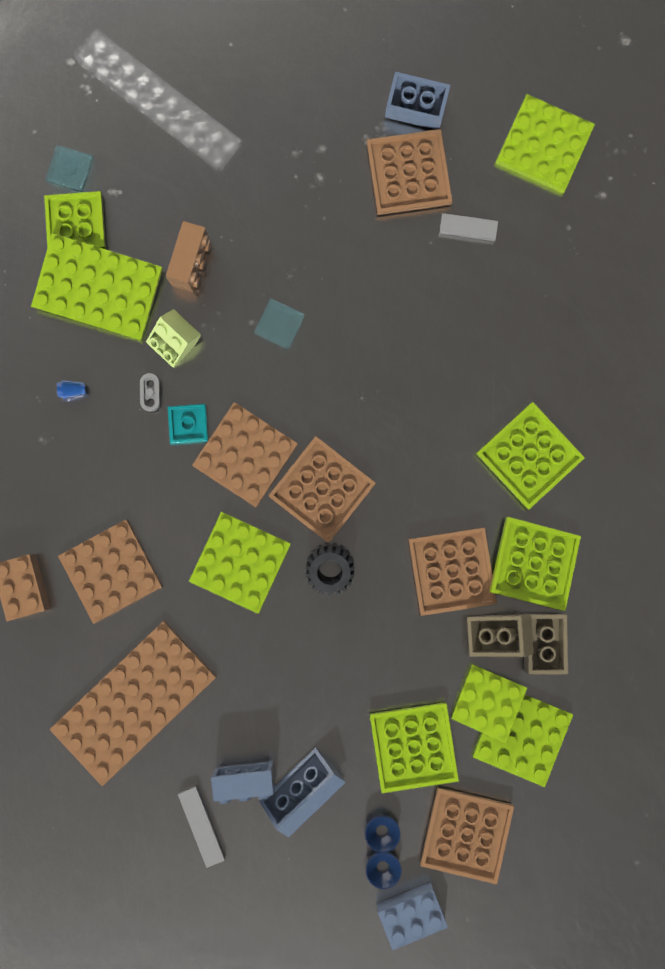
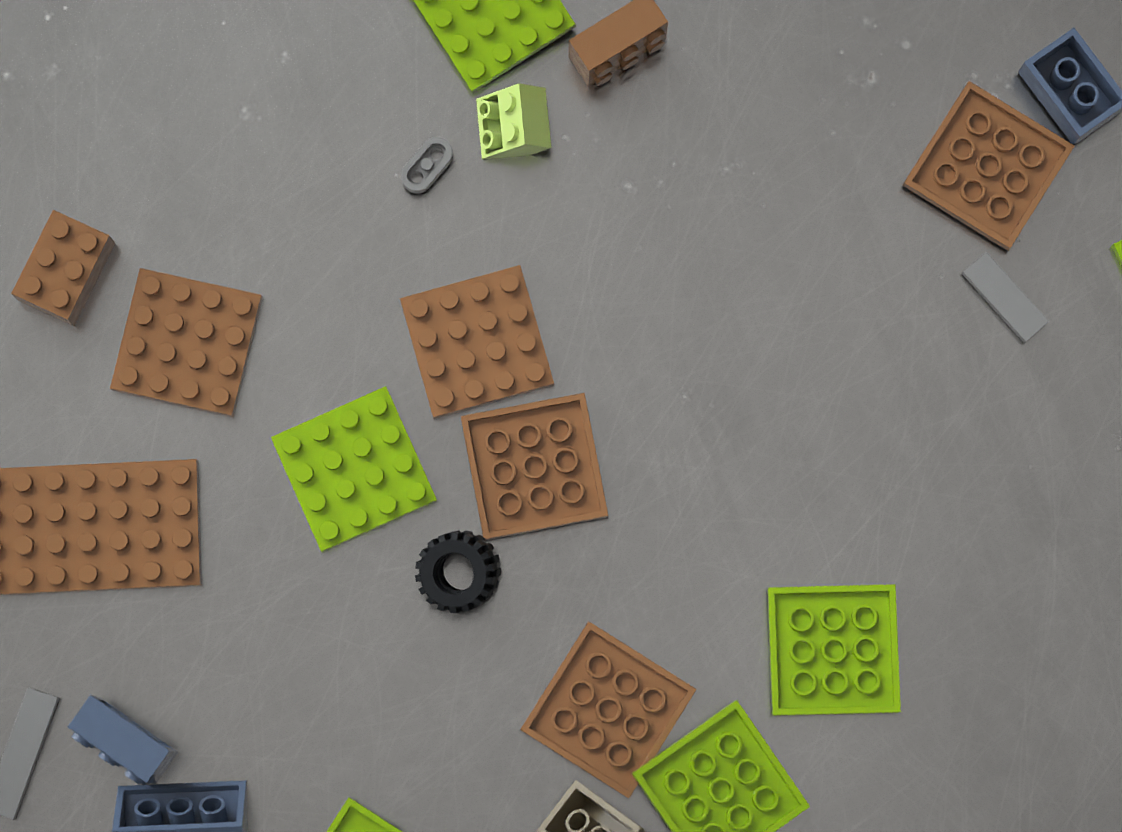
camera: 45 degrees right, 5 degrees down
(70, 389) = (333, 78): blue cone -> none
(188, 424) = (439, 243): teal tile -> none
(279, 324) = (660, 216): clear light blue tile -> none

